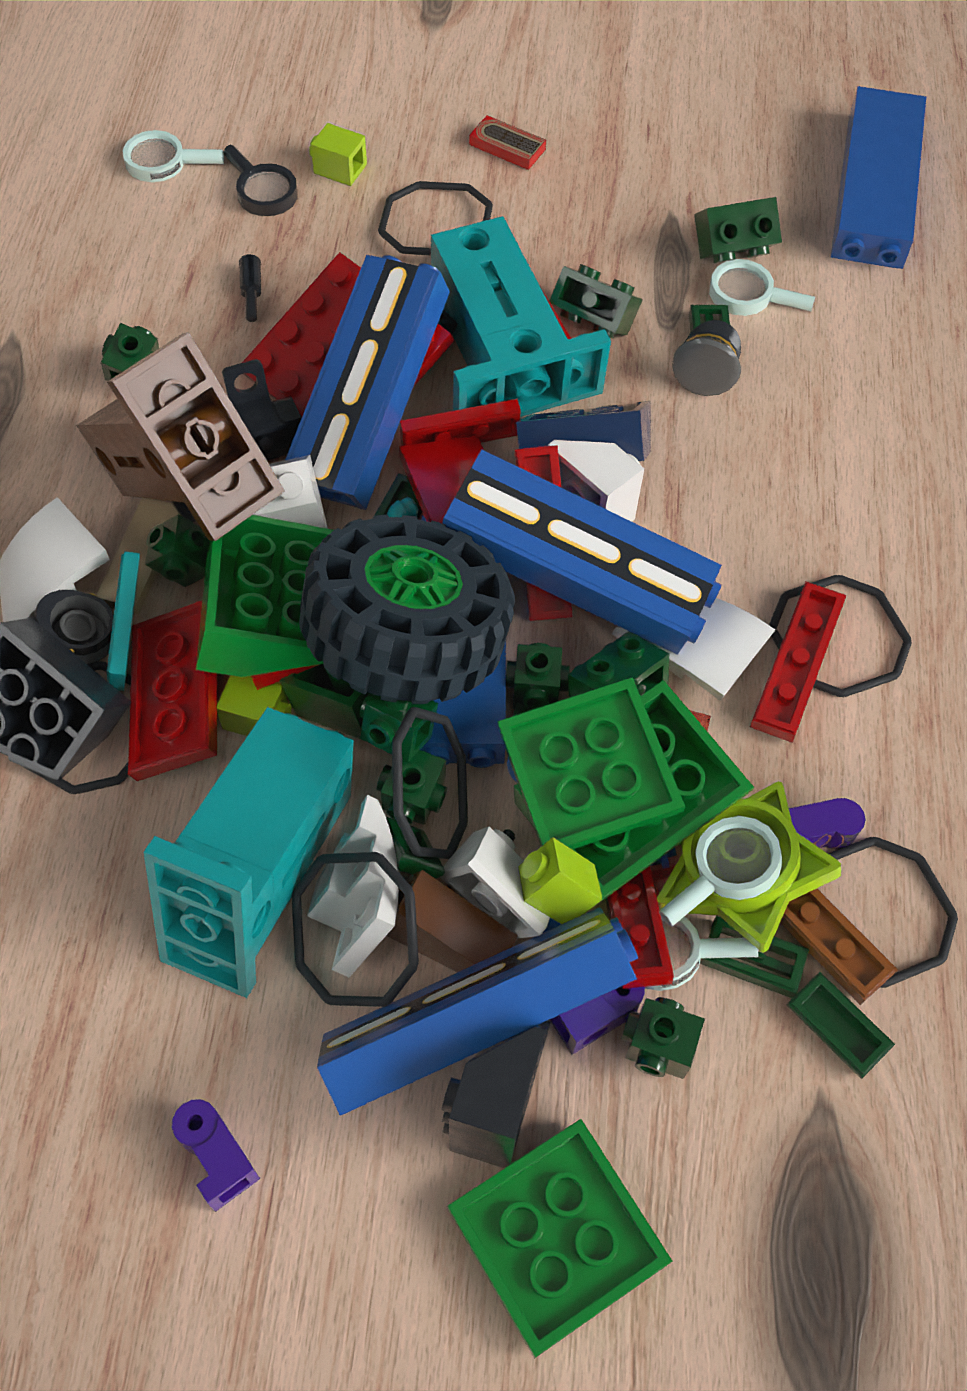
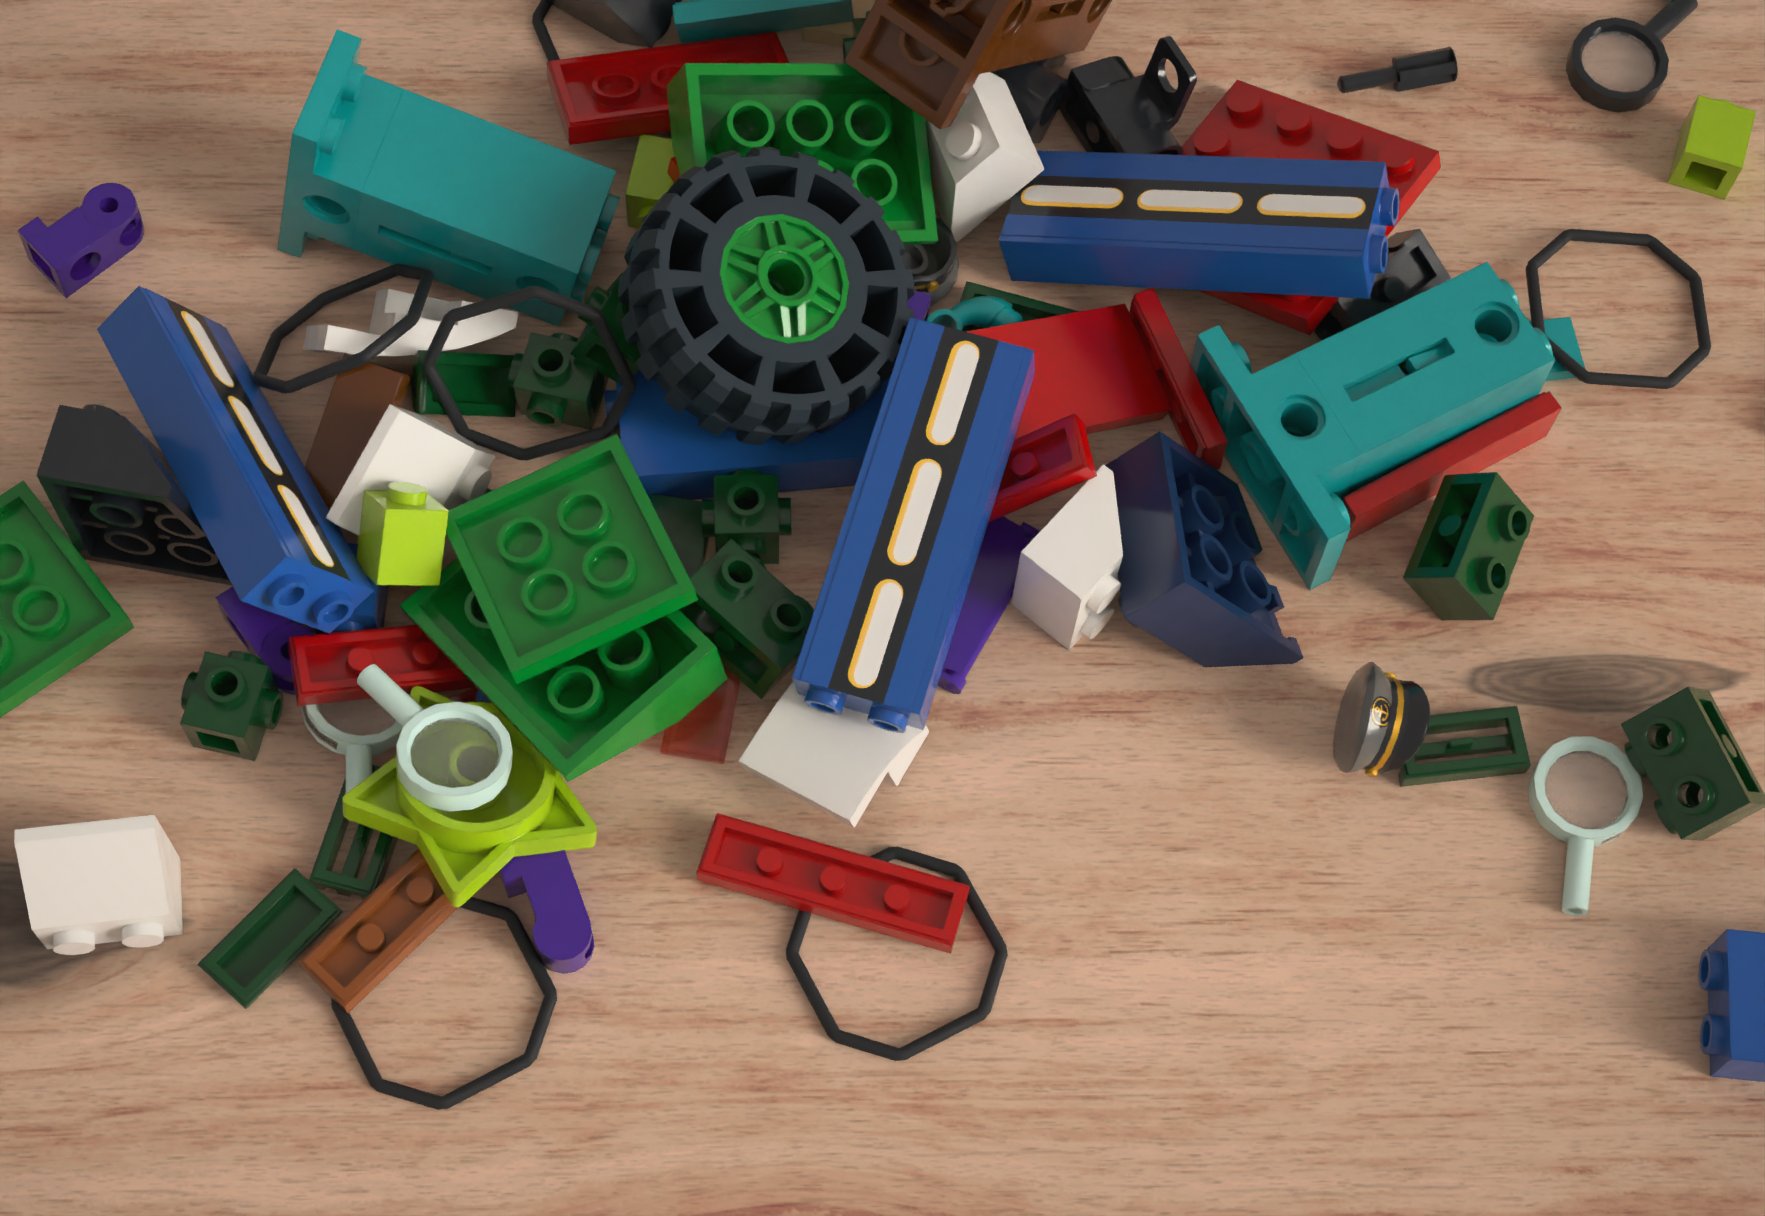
camera: 80 degrees right, 5 degrees up
(813, 1140) = (100, 883): none -> white slope

